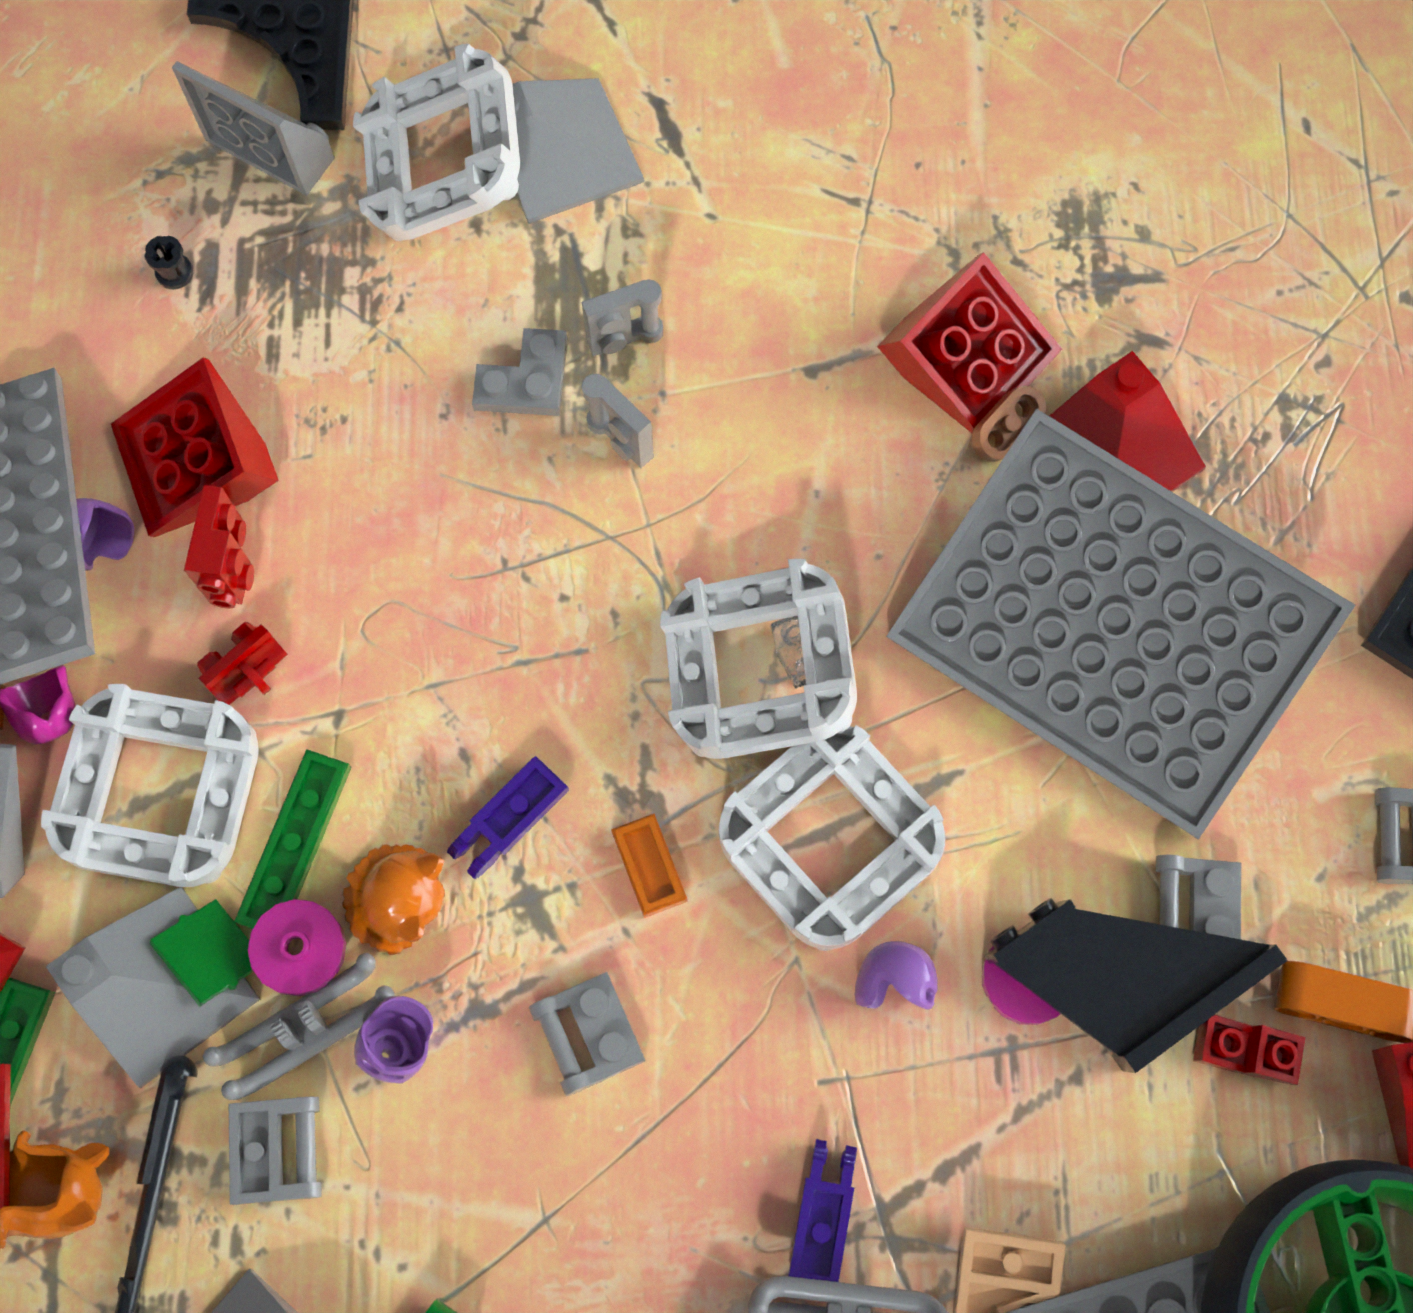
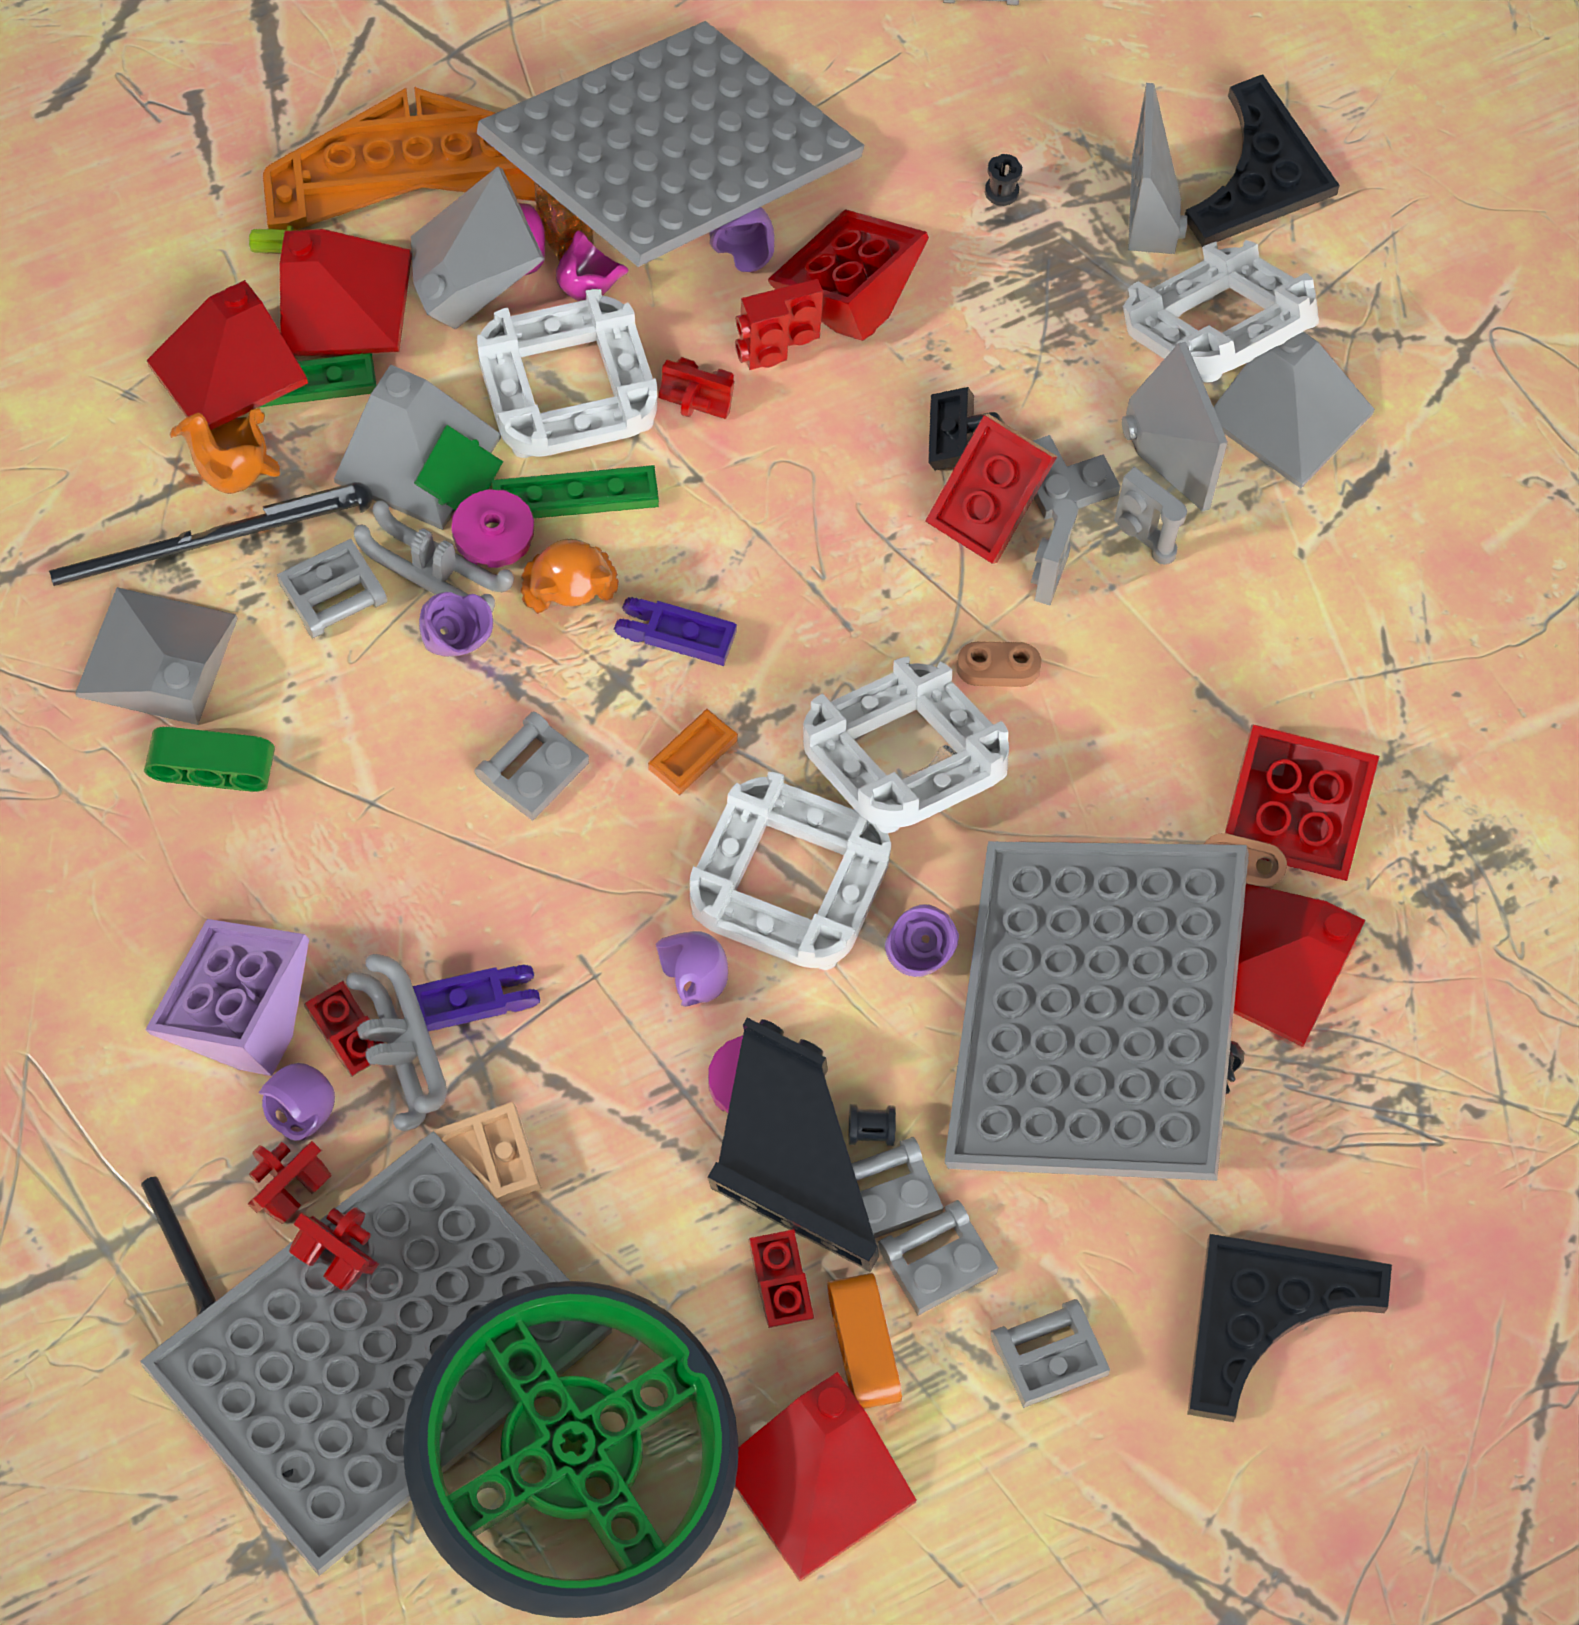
camera: 60 degrees right, 10 degrees down
(423, 445) = (952, 426): none -> black plate
(520, 443) = (990, 488): none -> red plate
(549, 242) = (1178, 427): none -> light grey slope
(697, 531) = (999, 664): none -> nougat plate
(977, 756) = (905, 943): none -> medium lavender helmet
(1131, 887) = (871, 1125): none -> black bush
(1299, 892) = (945, 1270): none -> light grey plate

